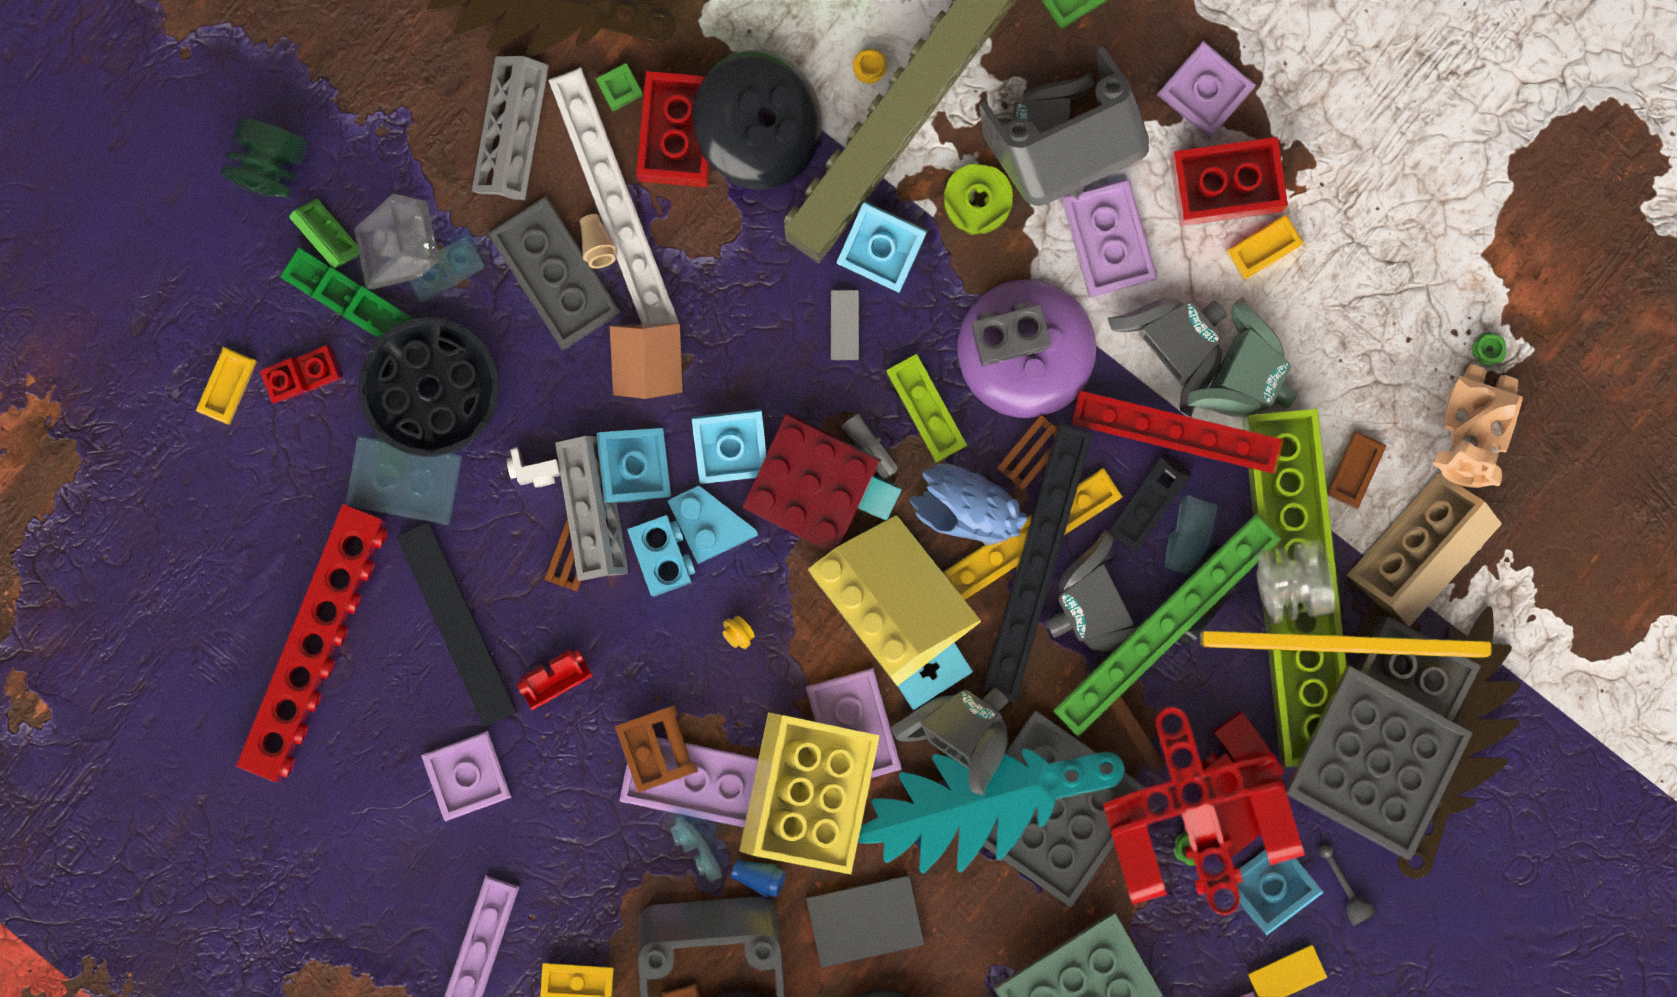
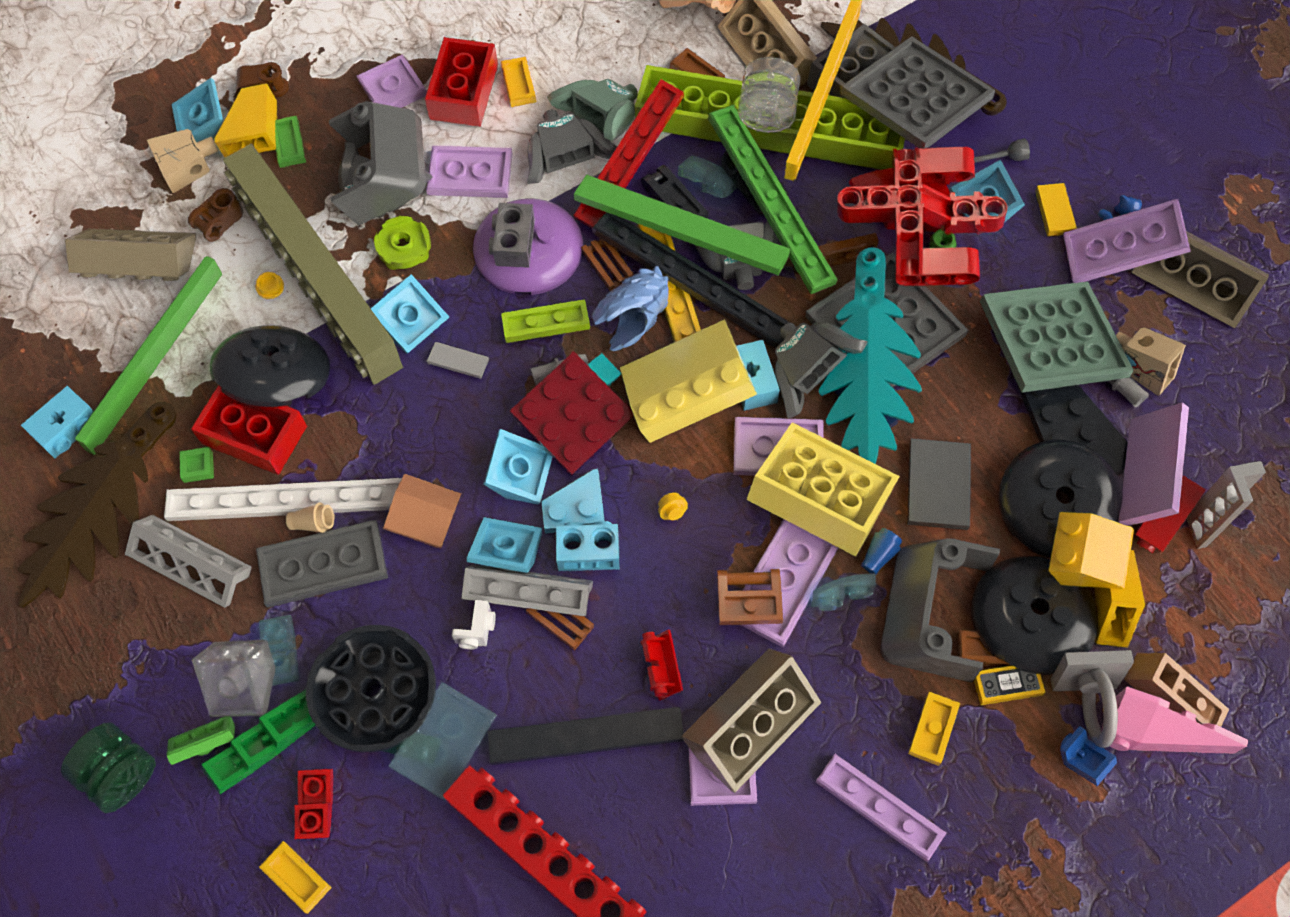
camera: 70 degrees left, 20 degrees down
(524, 791) = (752, 718): none -> dark tan slope
(1093, 528) = (682, 224): none -> bright green tile

